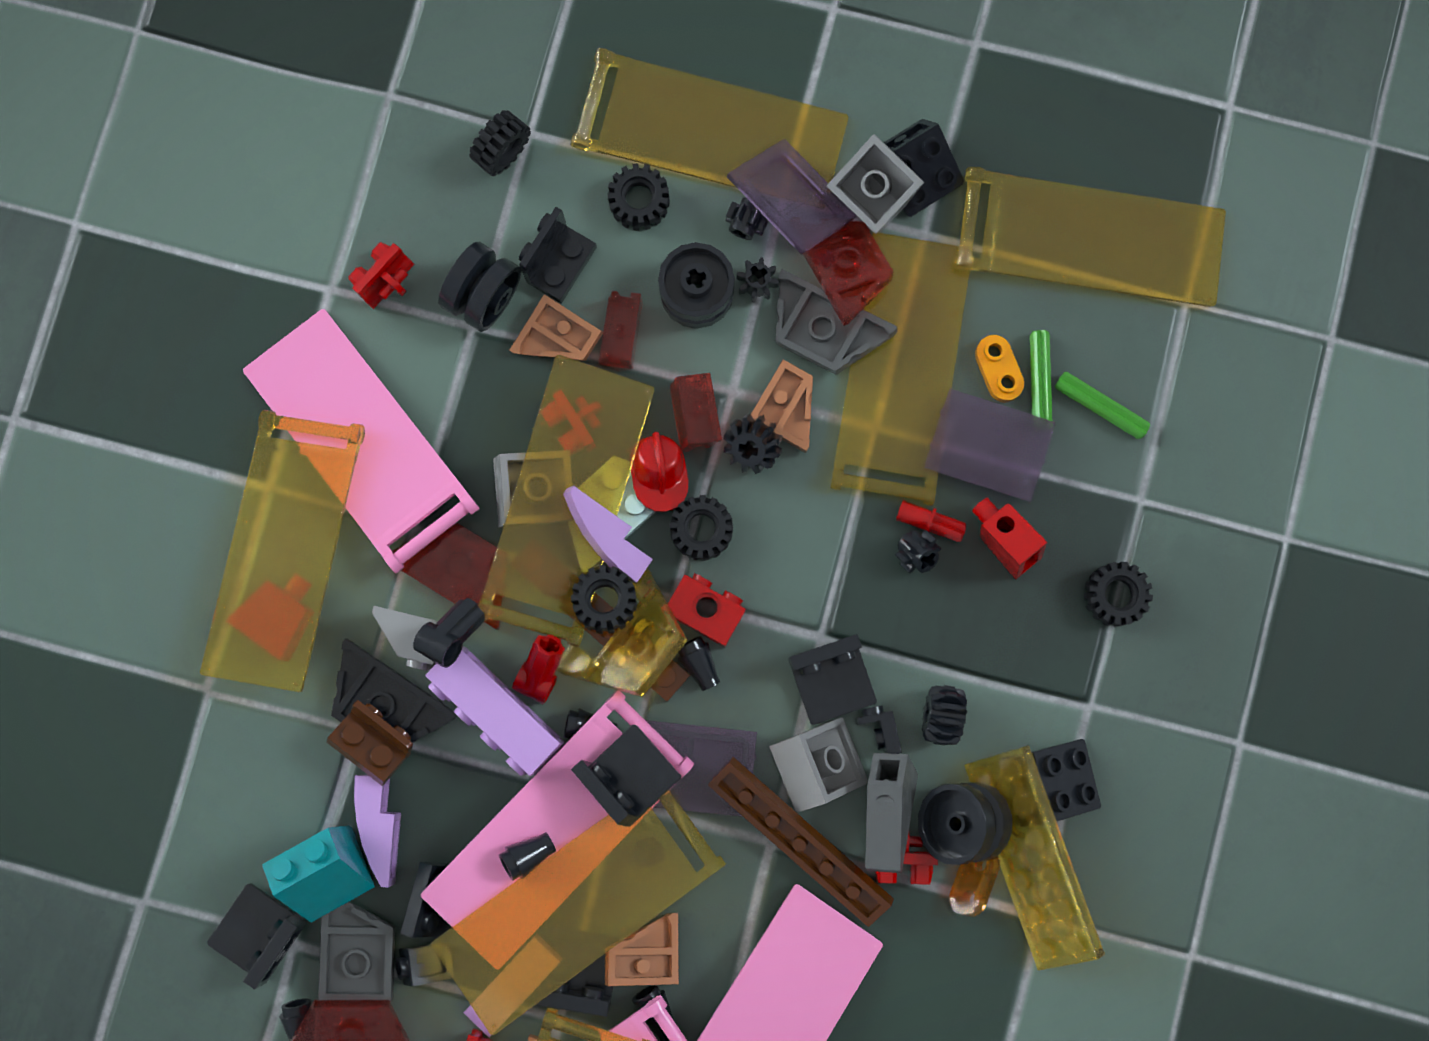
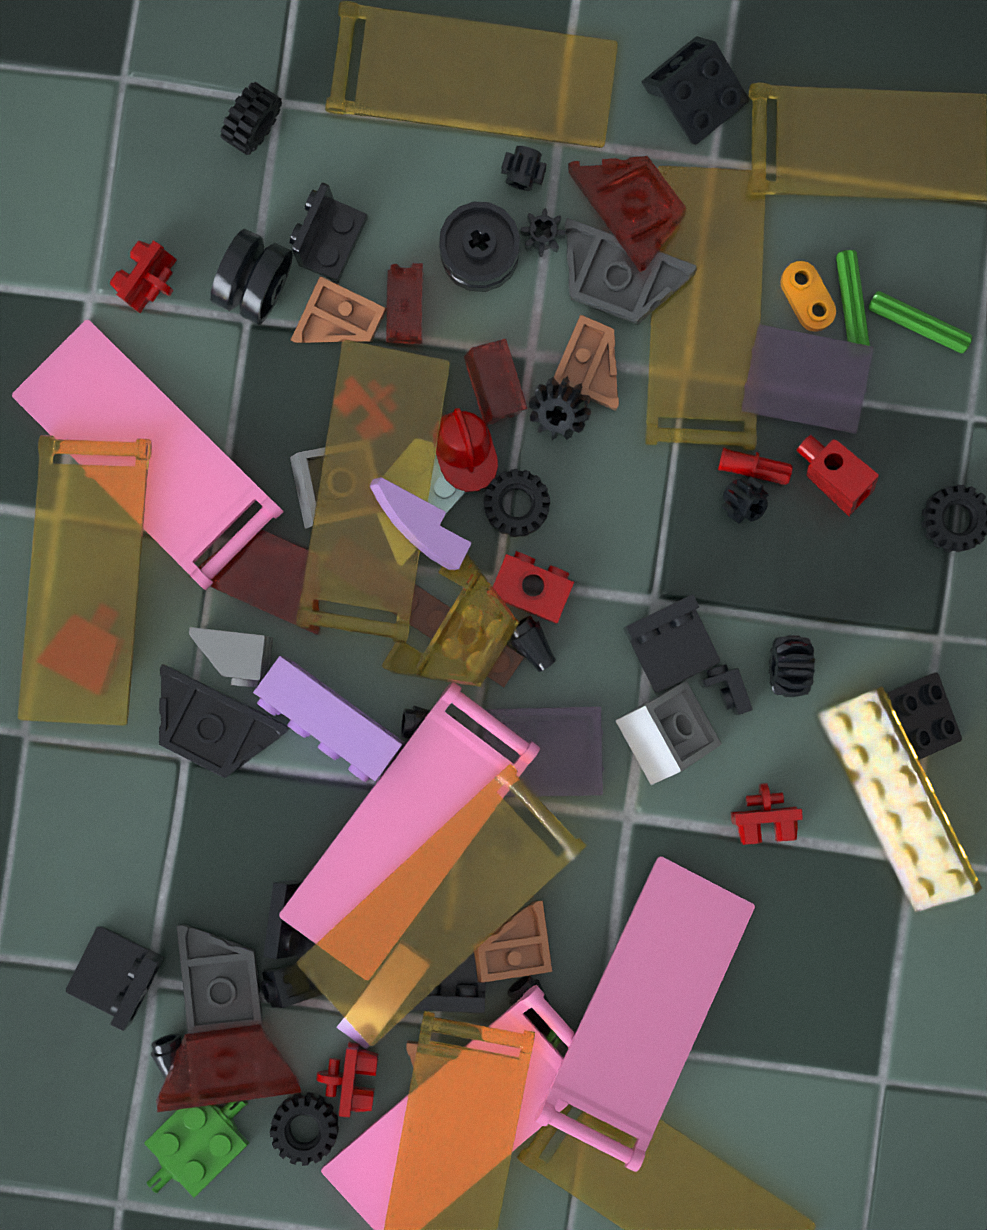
camera: 10 degrees left, 5 degrees up
(319, 873) = (173, 907): teal slope -> none
(371, 742) = (205, 767): reddish brown bracket -> none
(377, 828) = (223, 852): lavender slope -> none
(445, 639) = (270, 652): black piece -> none
(526, 855) = (379, 864): black cone -> none
(538, 672) = (367, 674): red piece -> none
(604, 578) = (421, 569): black tyre -> none
(628, 776) = (476, 769): black bracket -> none
(638, 177) = (397, 138): black tyre -> none
(791, 196) = (569, 138): clear purple piece -> none
(801, 842) = (659, 813): reddish brown plate -> none
(875, 184) = (656, 115): light grey slope -> none
(889, 811) = (746, 770): dark grey slope -> none
(964, 822) = (825, 773): black wheel -> none
(973, 880) = (840, 830): clear orange plate -> none

